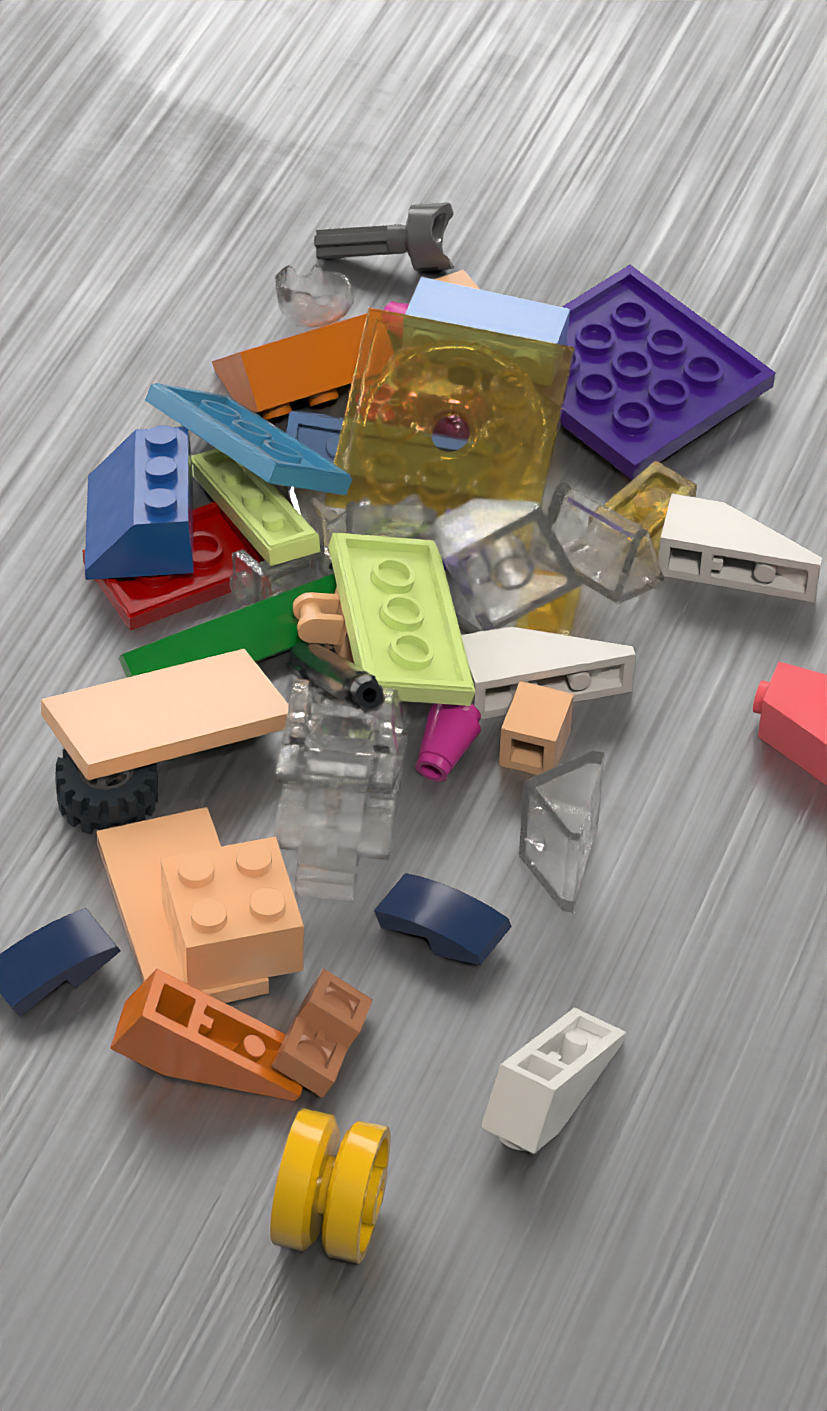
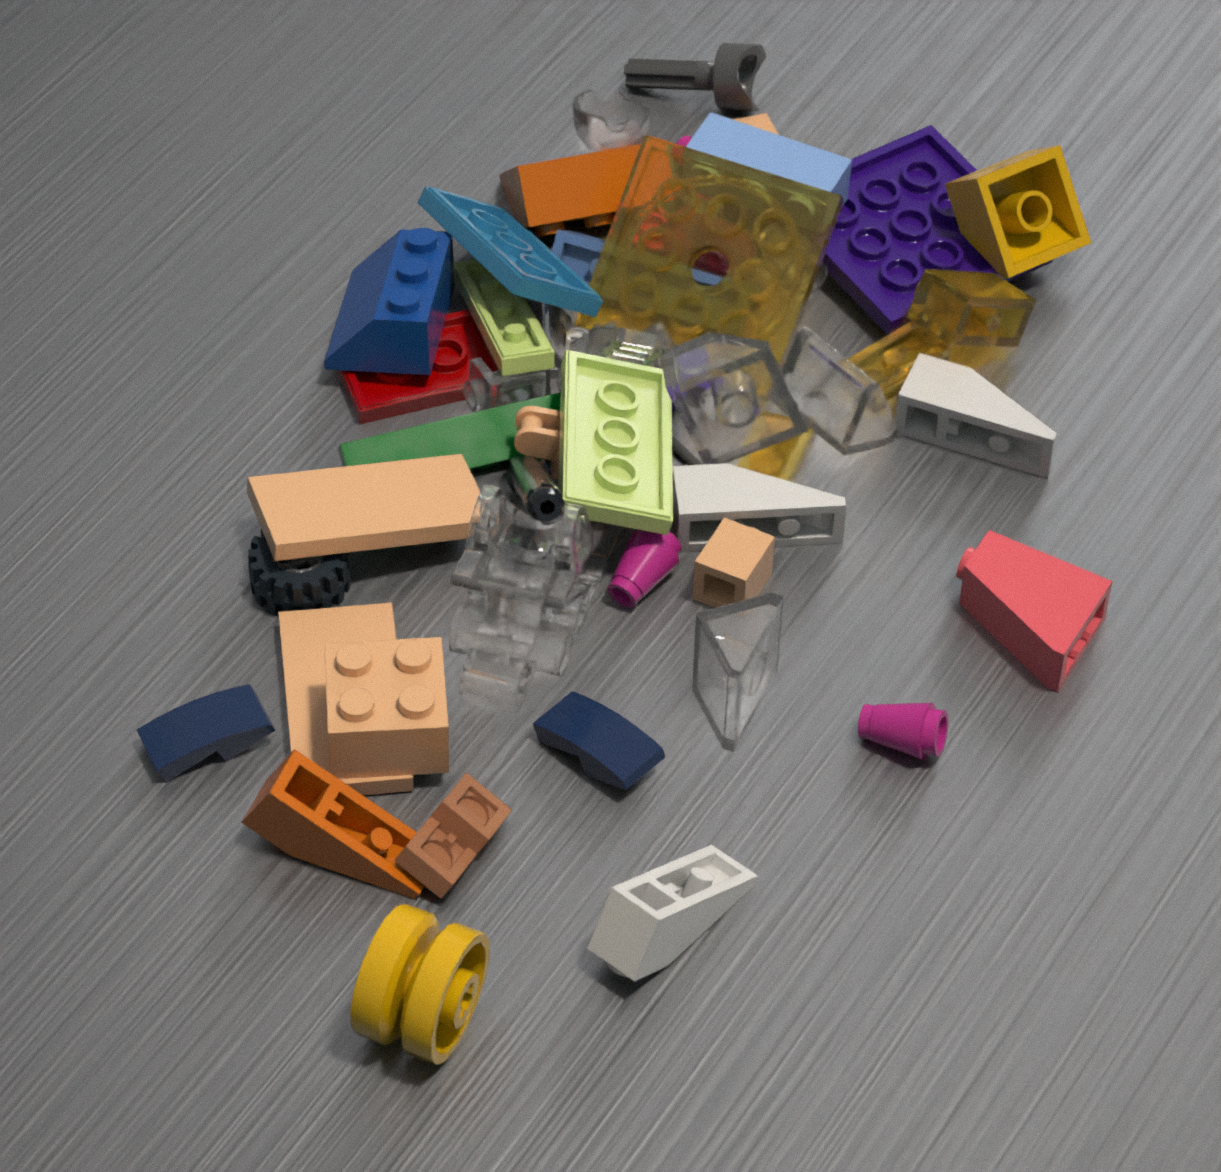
camera: 10 degrees right, 0 degrees up
(710, 444) = (970, 309): none -> clear yellow brick
(737, 340) = (1020, 210): none -> yellow slope
(738, 866) = (905, 727): none -> dark pink cone

